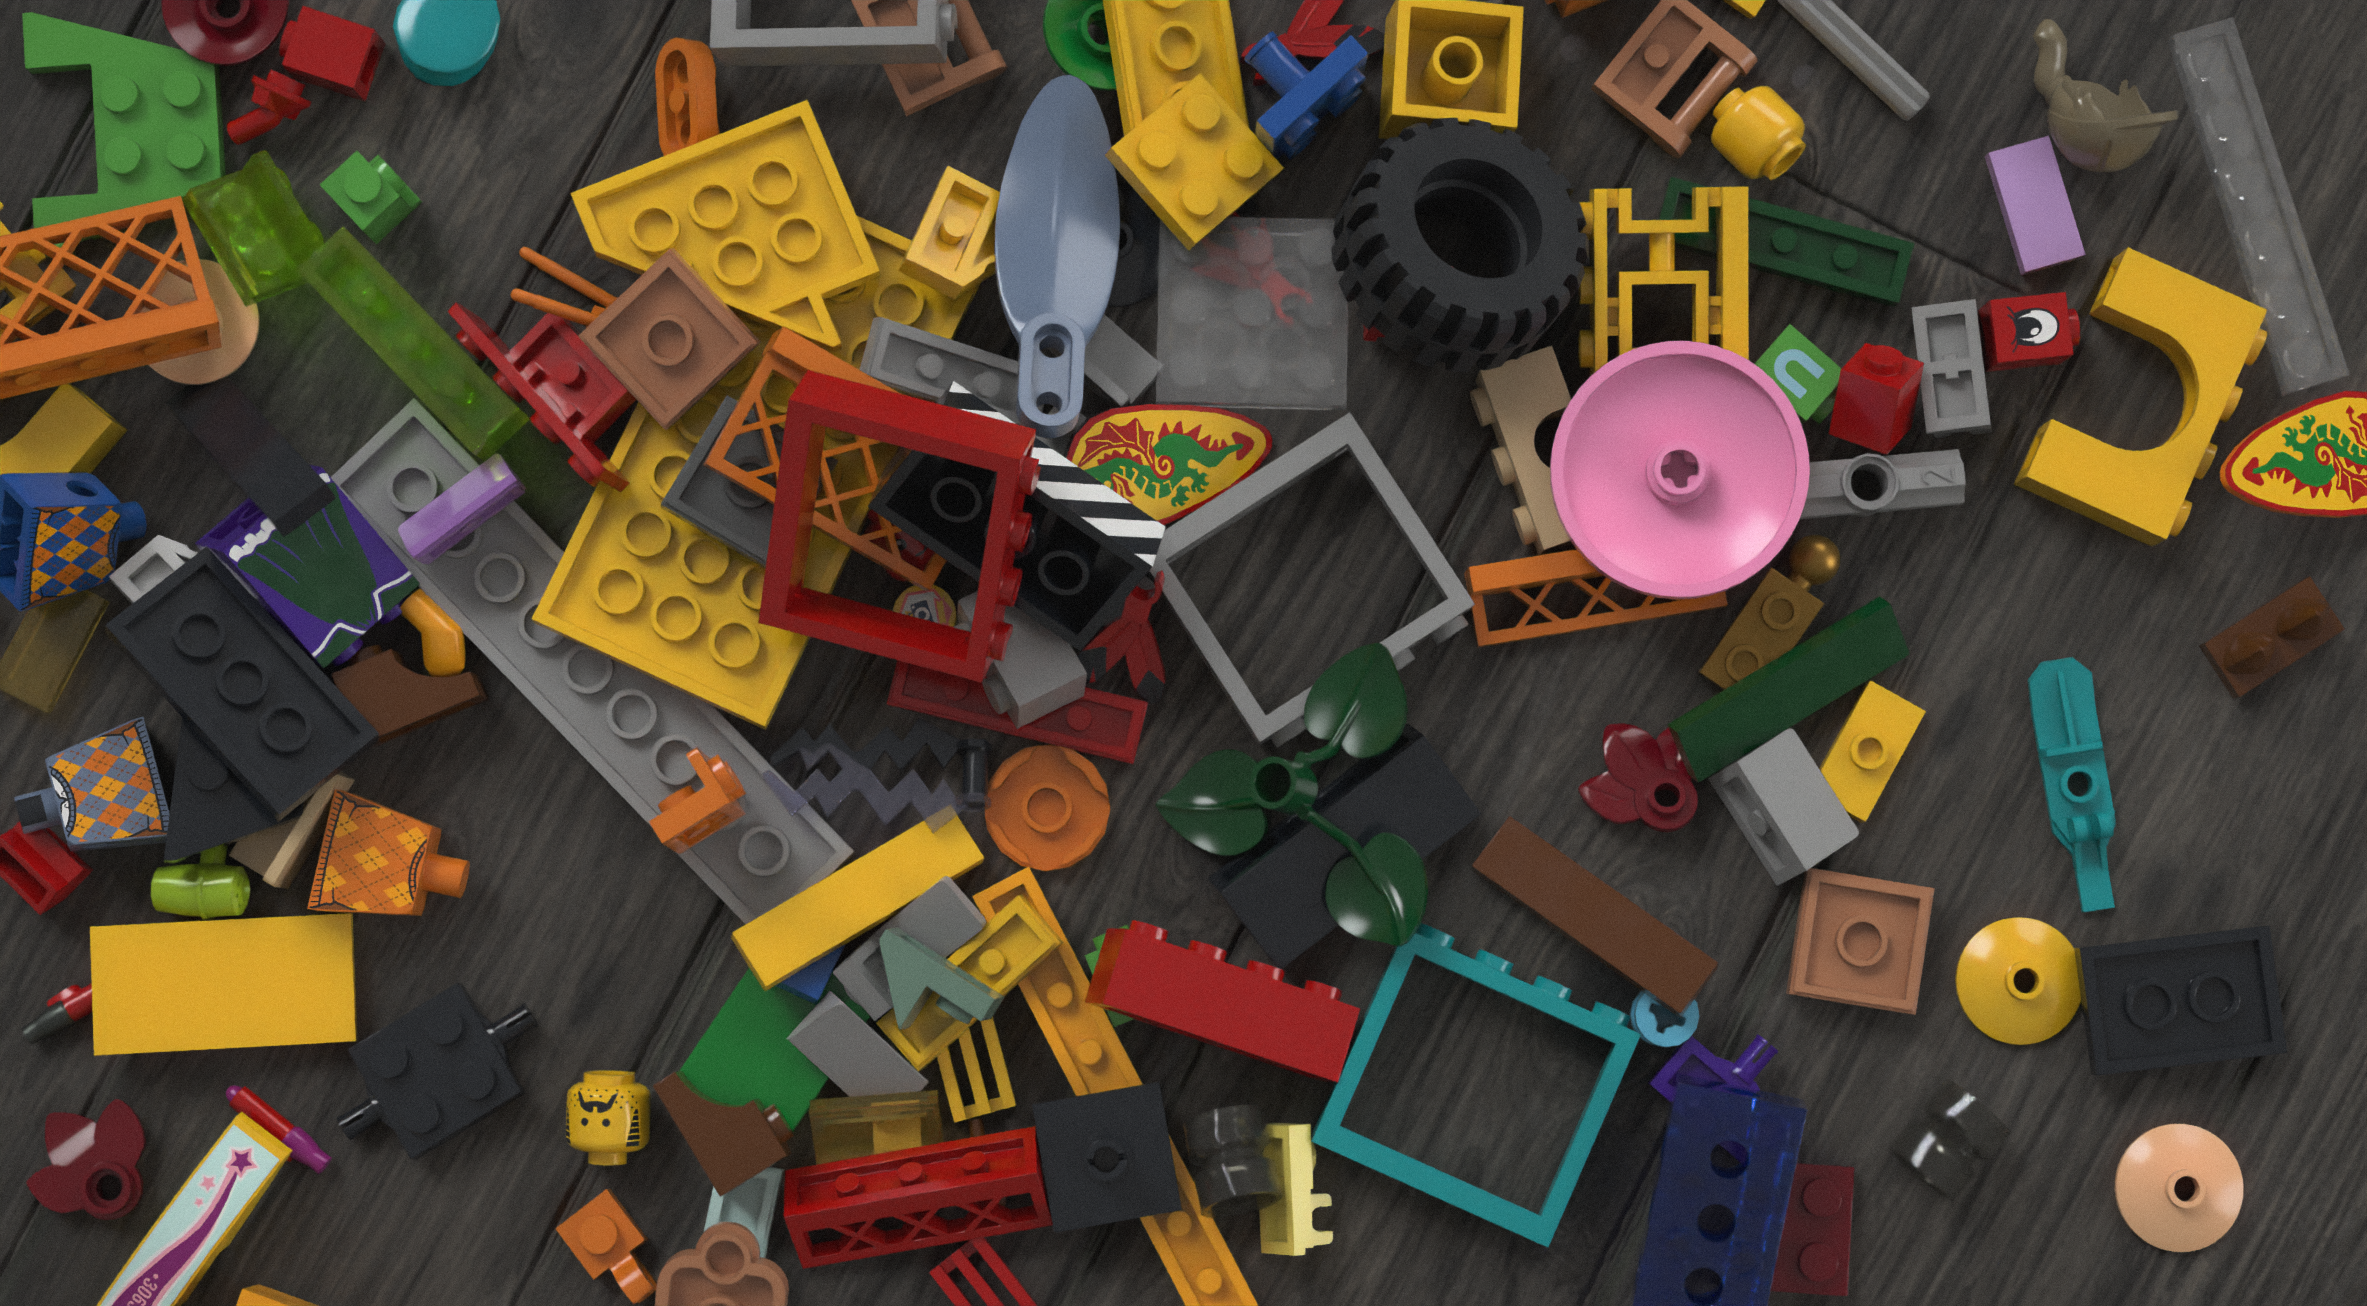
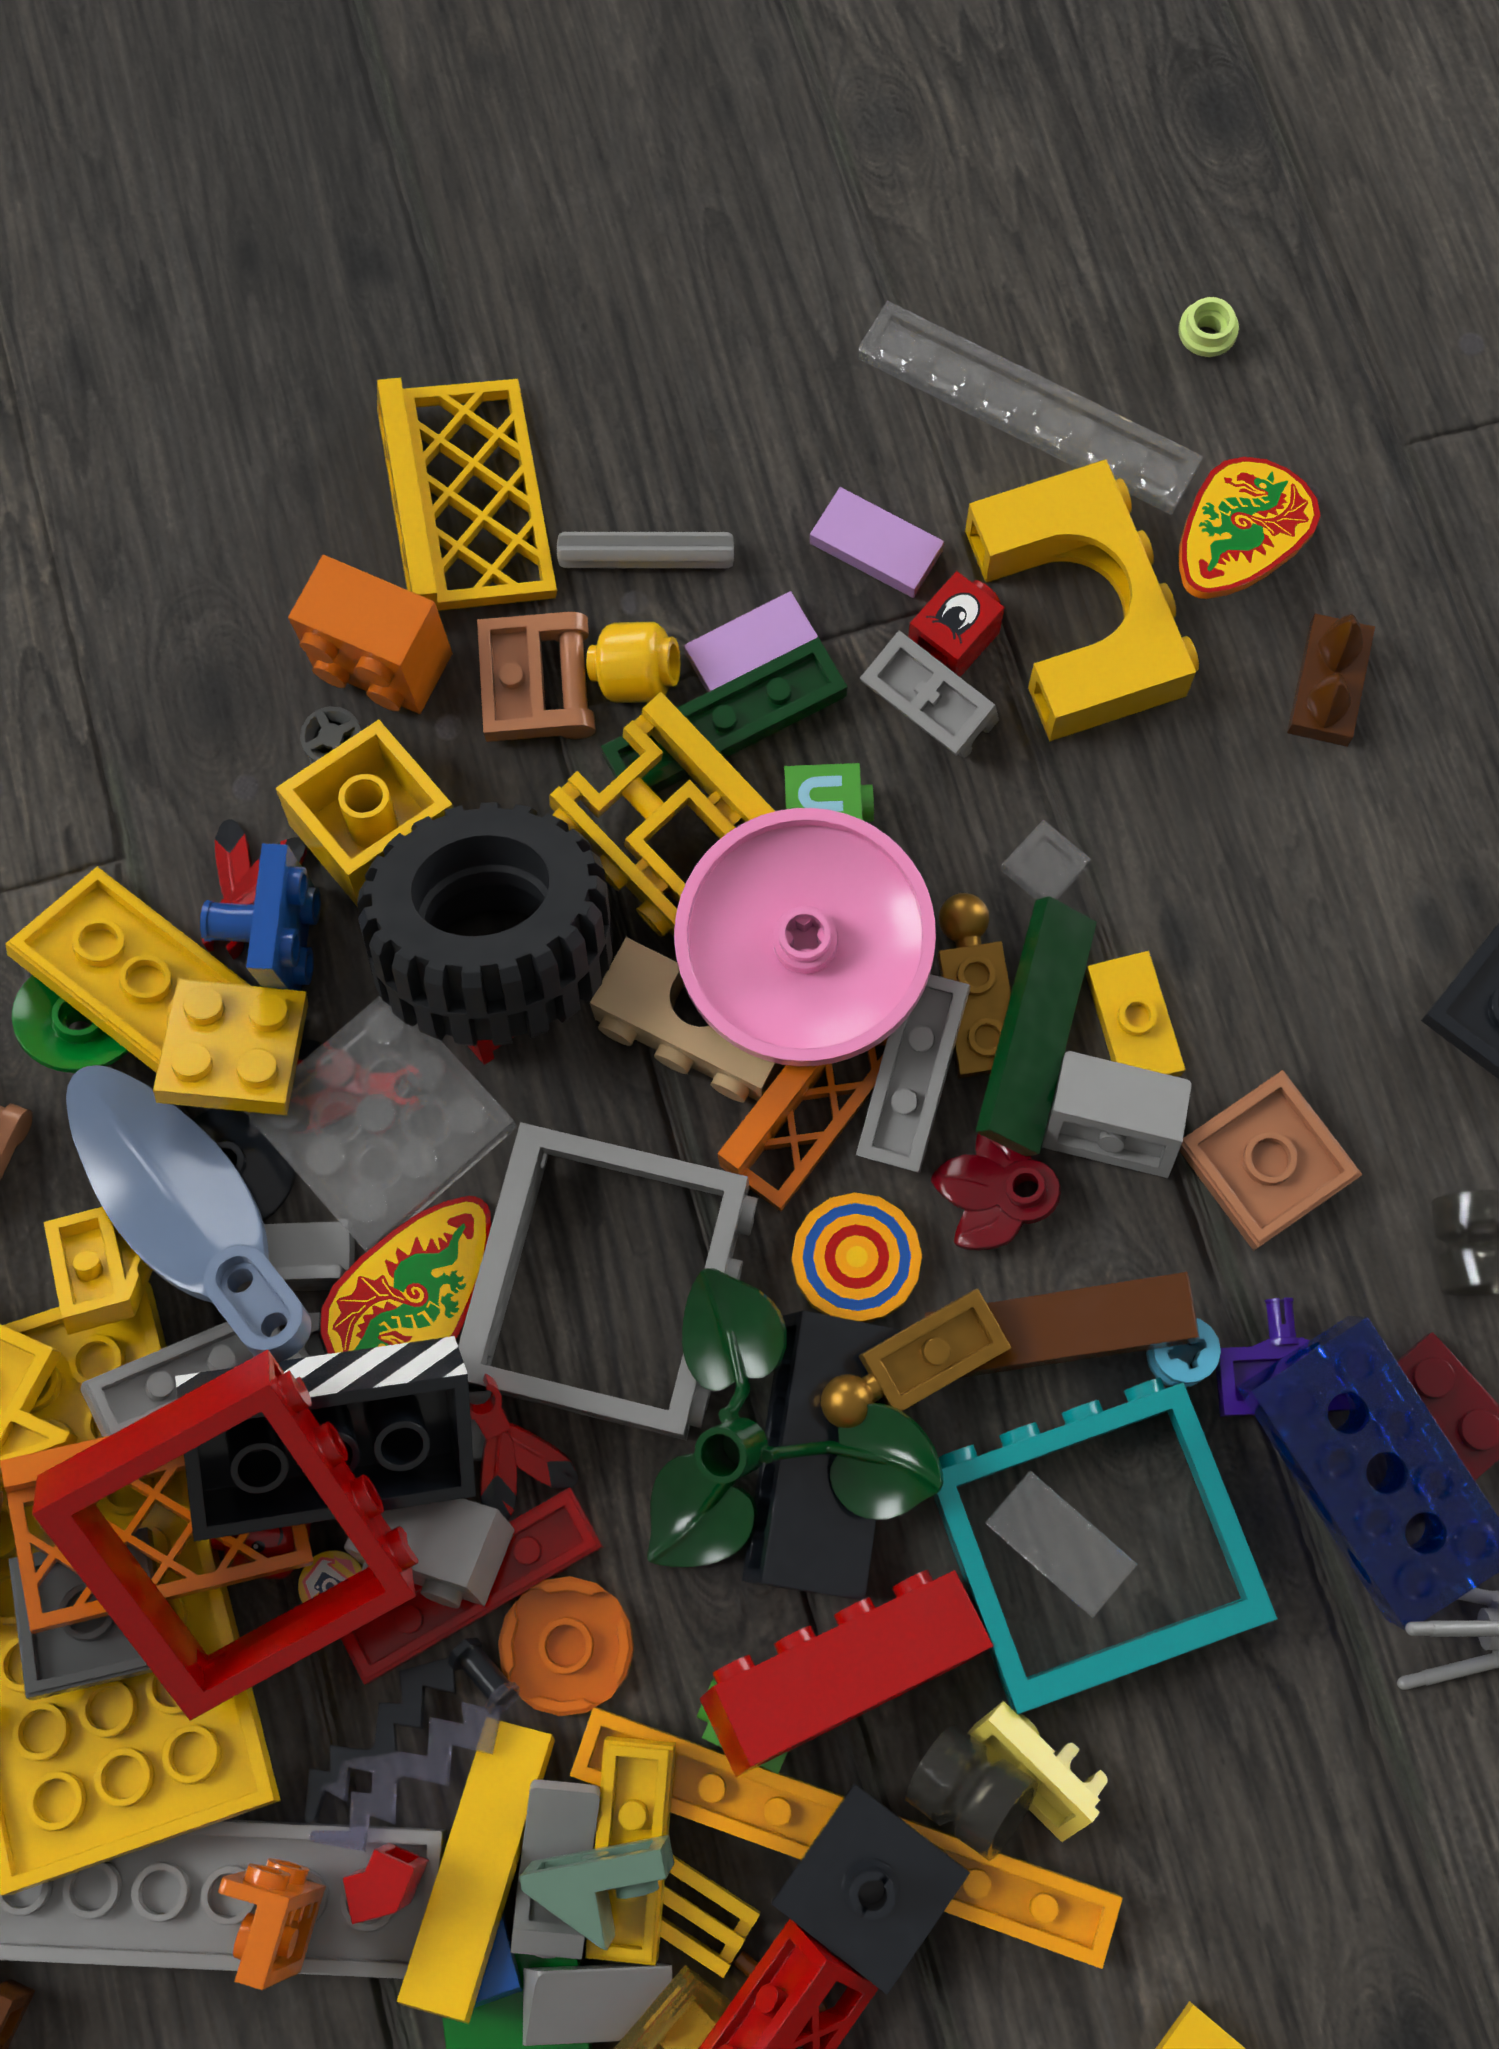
camera: 35 degrees left, 10 degrees down
(791, 850) = (384, 1884): none -> red piece
(1449, 1059) = (1061, 1543): none -> clear tile
(1470, 845) = (918, 1361): none -> pearl gold plate
(1498, 732) = (856, 1257): none -> tile
(1662, 643) = (913, 1077): none -> light grey plate
(1861, 197) = (749, 641): none -> lavender tile
(1876, 397) = (896, 761): red brick -> none
(1903, 479) = (971, 805): light grey piece -> none
(1916, 575) = (1045, 863): none -> clear tile
(1987, 981) = (1389, 1105): yellow dish -> none
(2068, 744) = (1270, 882): teal piece -> none
(2088, 120) = (855, 453): dark tan piece -> none

